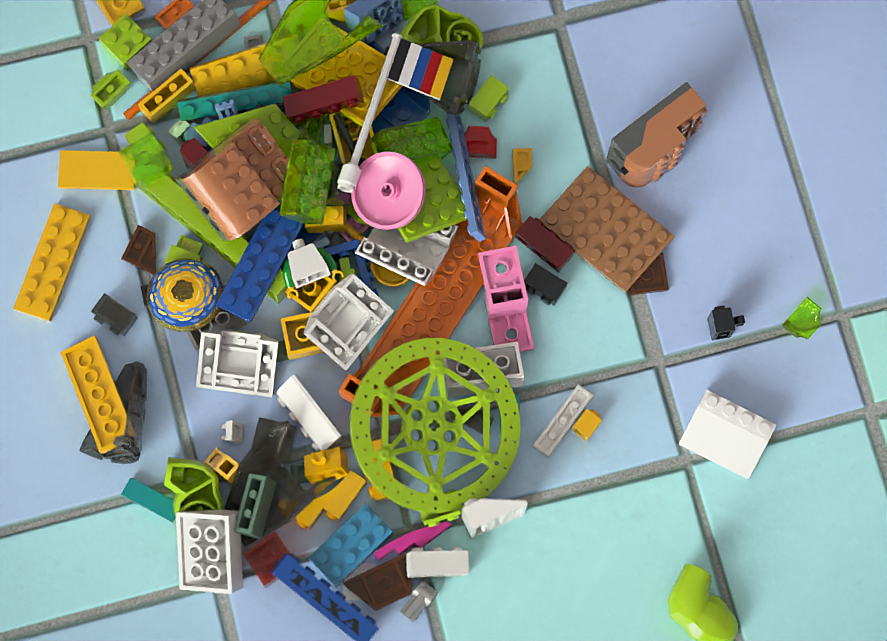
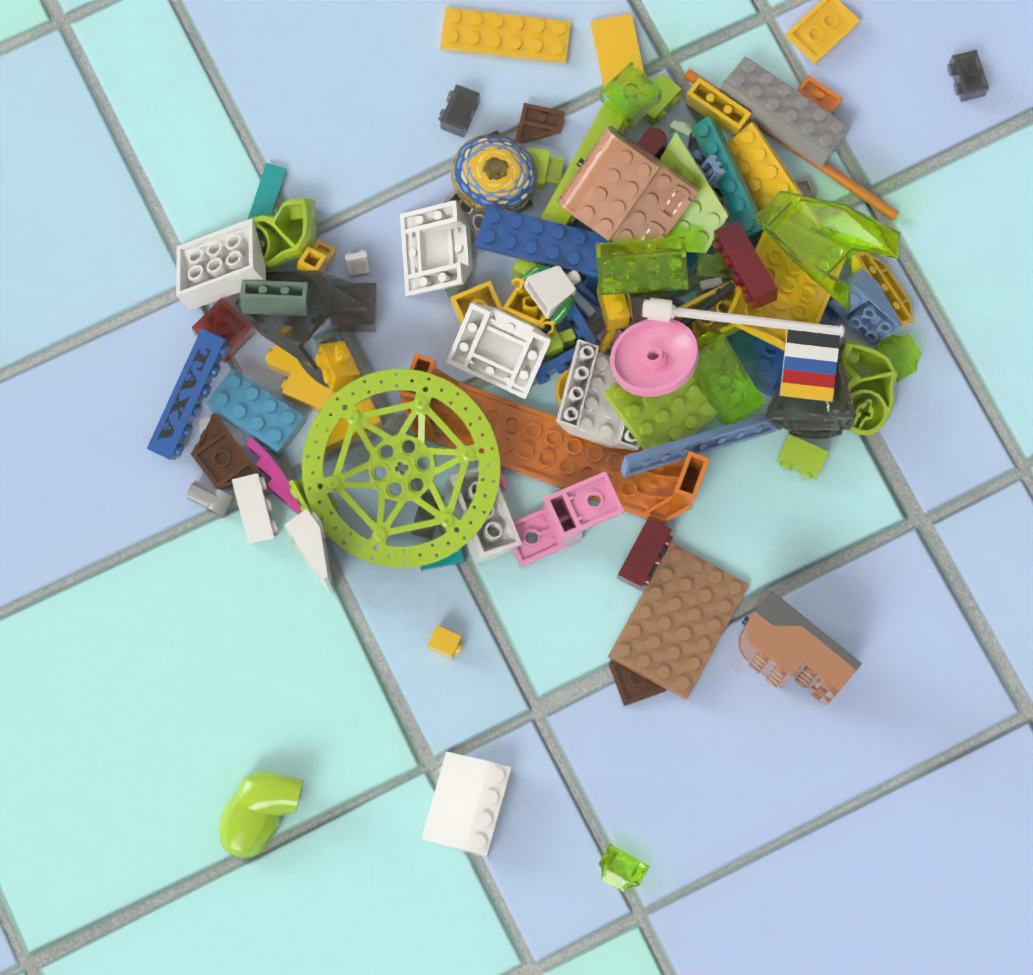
camera: 80 degrees right, 0 degrees up
(96, 392) = (366, 113): yellow plate -> none
(110, 89) = (712, 48): lime slope -> none
(124, 40) = (772, 49): lime brick -> none
(133, 391) = (345, 142): clear smoke cone -> none
(308, 415) = (391, 336): white slope -> none
(480, 142) = (747, 459): red slope -> none
(521, 162) = (735, 511): yellow slope -> none
(544, 284) = (596, 563): black brick -> none
(563, 420) = (445, 616): white tile -> none
(722, 323) = (594, 772): black brick -> none

